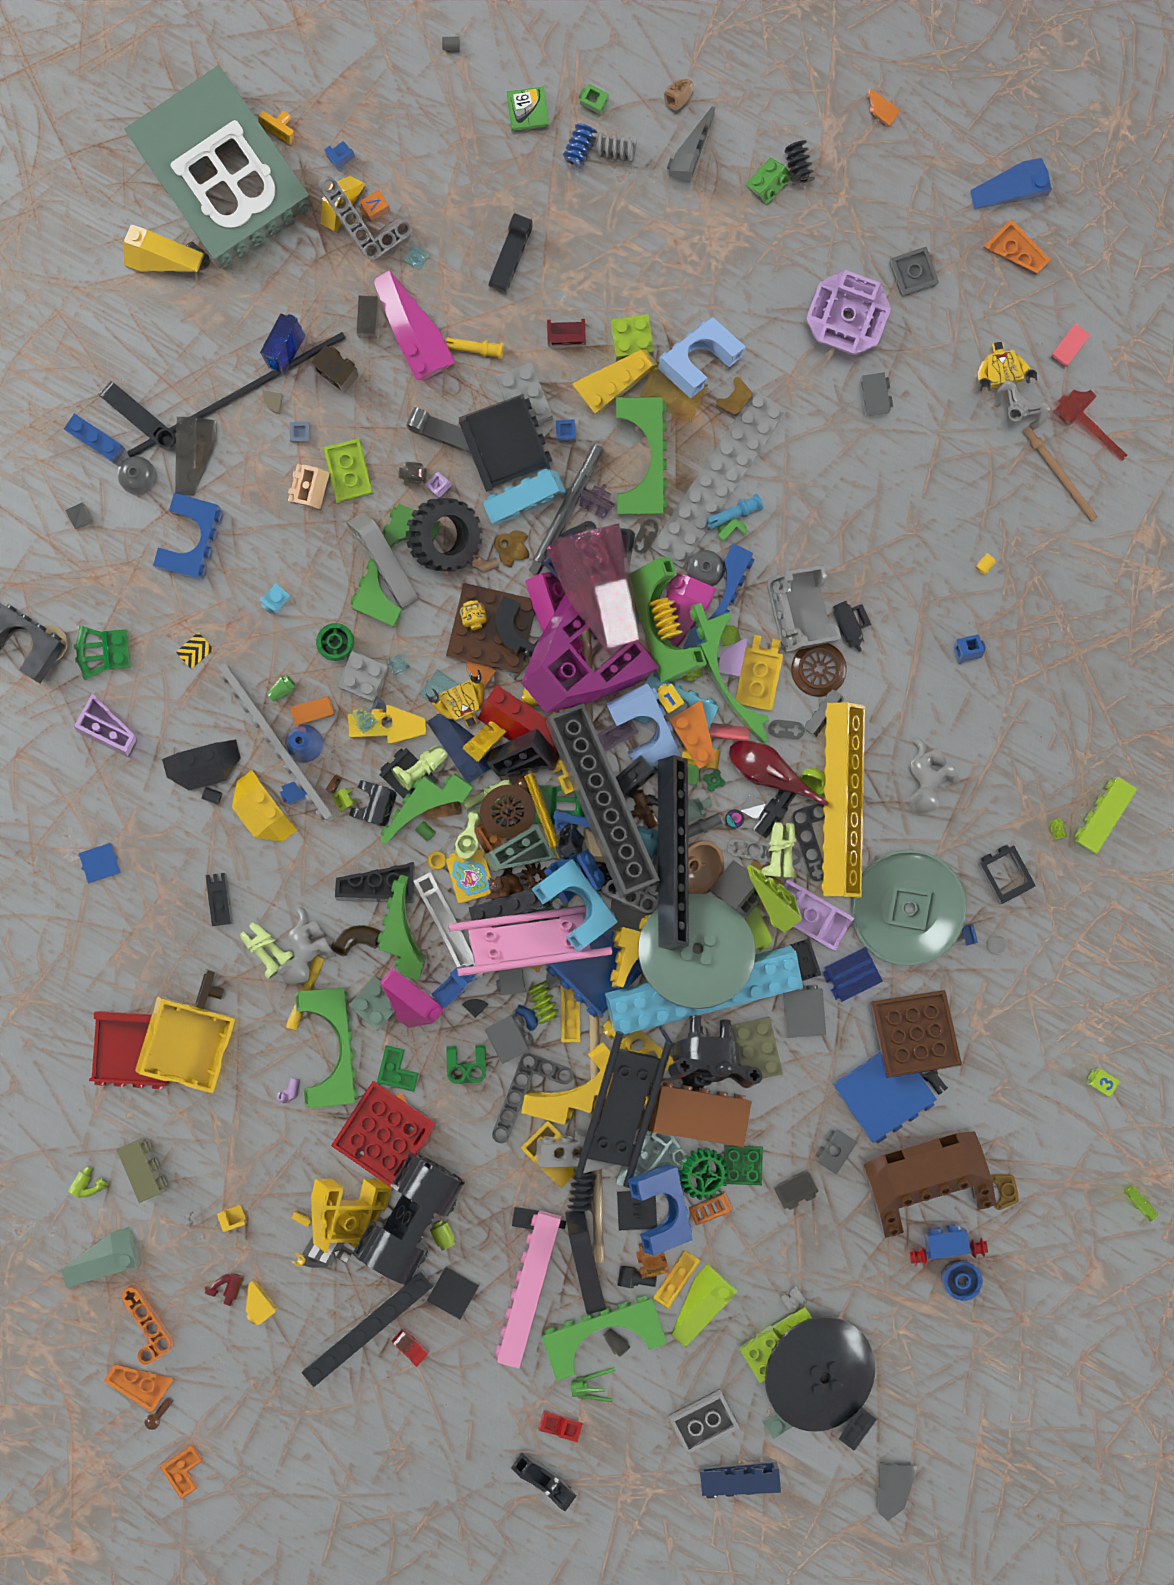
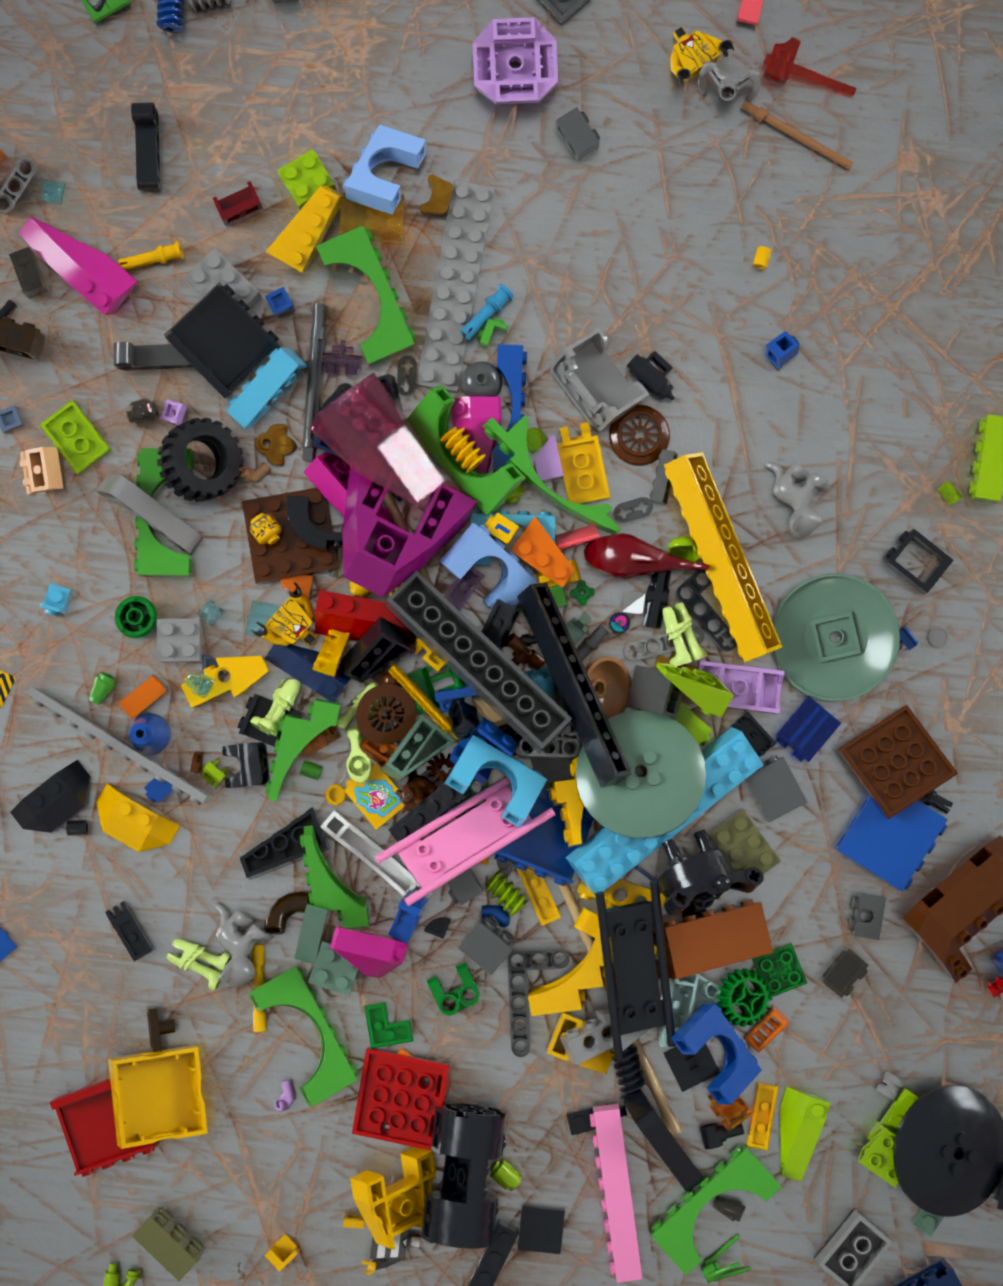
camera: 30 degrees left, 0 degrees up
(367, 966) = (311, 933): none -> sand green tile

